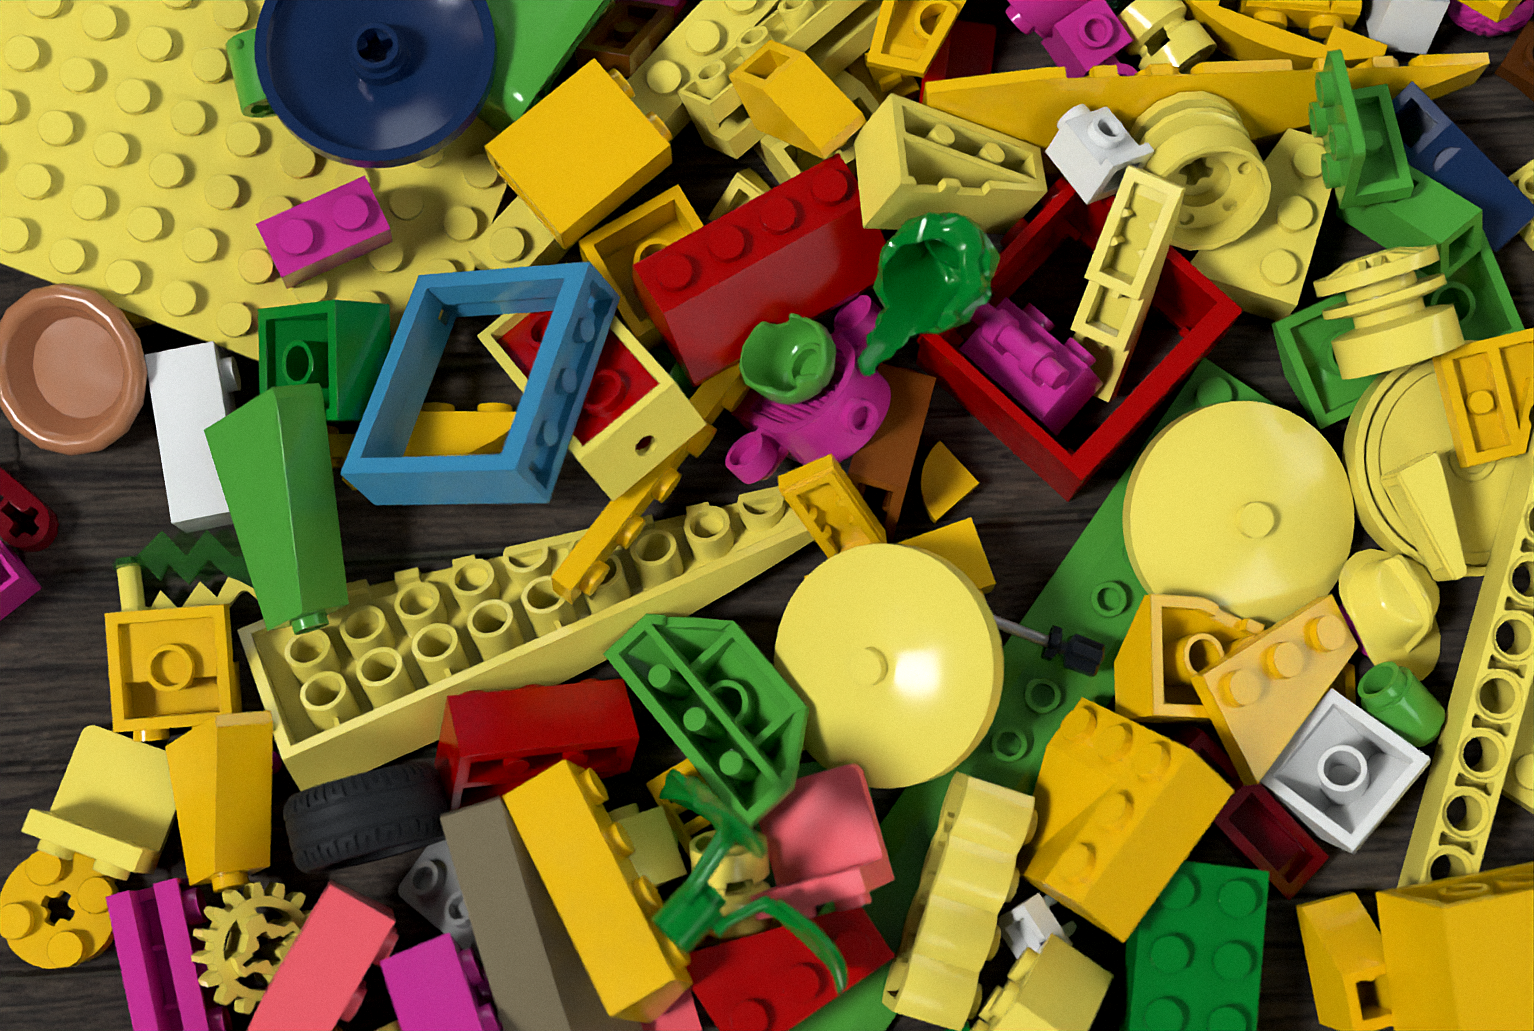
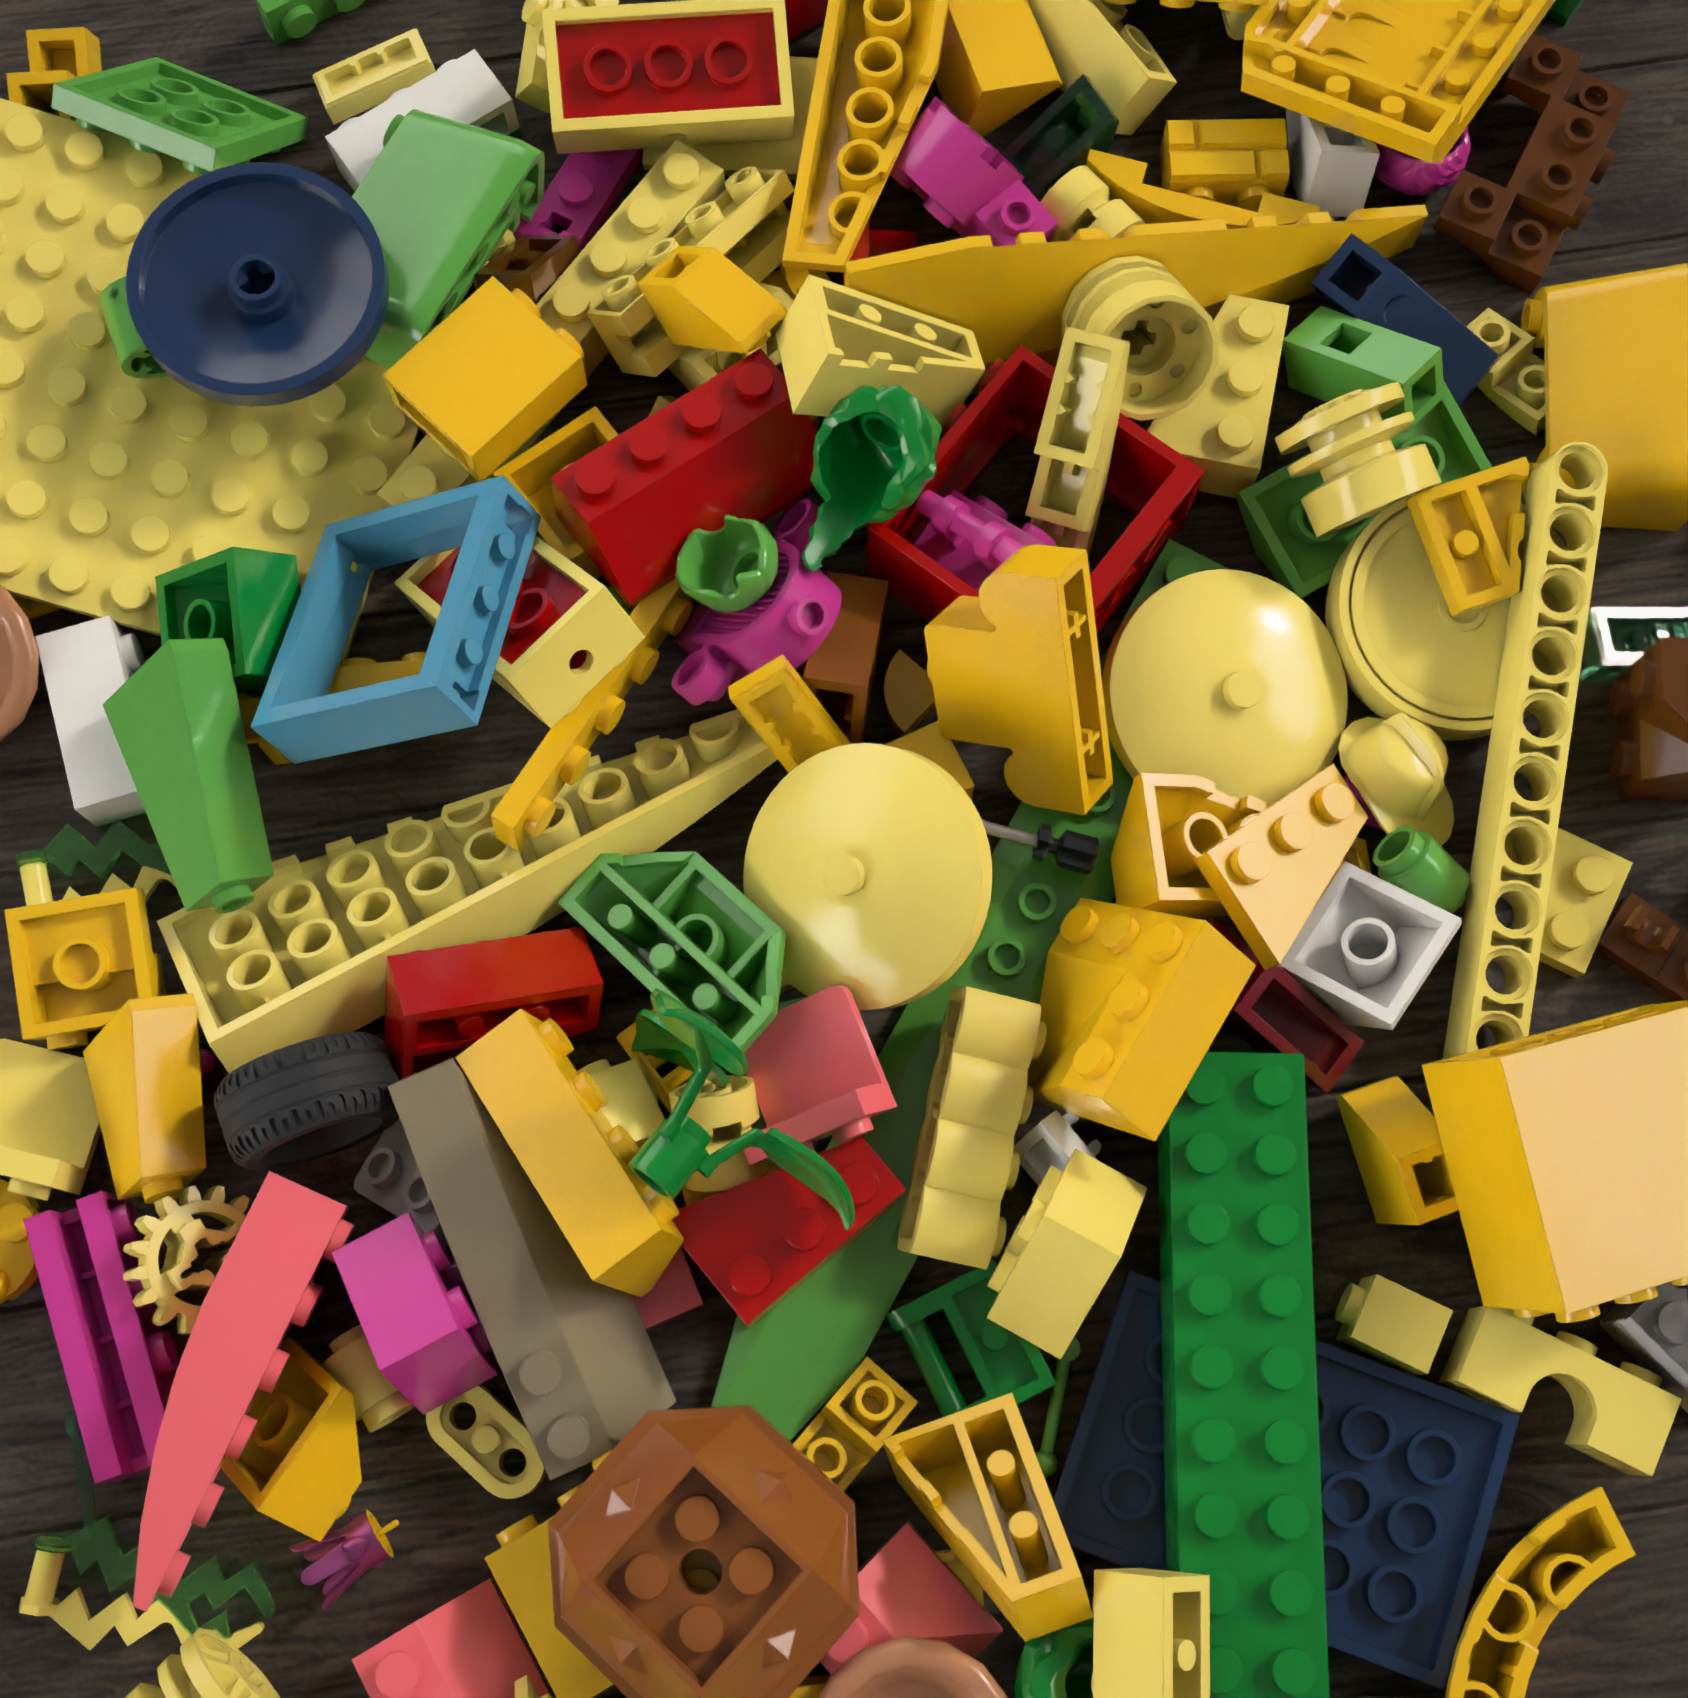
camera: 10 degrees left, 5 degrees down
(325, 232) = (221, 487): dark pink brick -> none
(1055, 493) = (1027, 676): none -> yellow brick
(1095, 151) = (1029, 322): white brick -> none
(1360, 138) = (1303, 288): bright green bracket -> none
(1425, 508) = (1423, 663): light yellow slope -> none

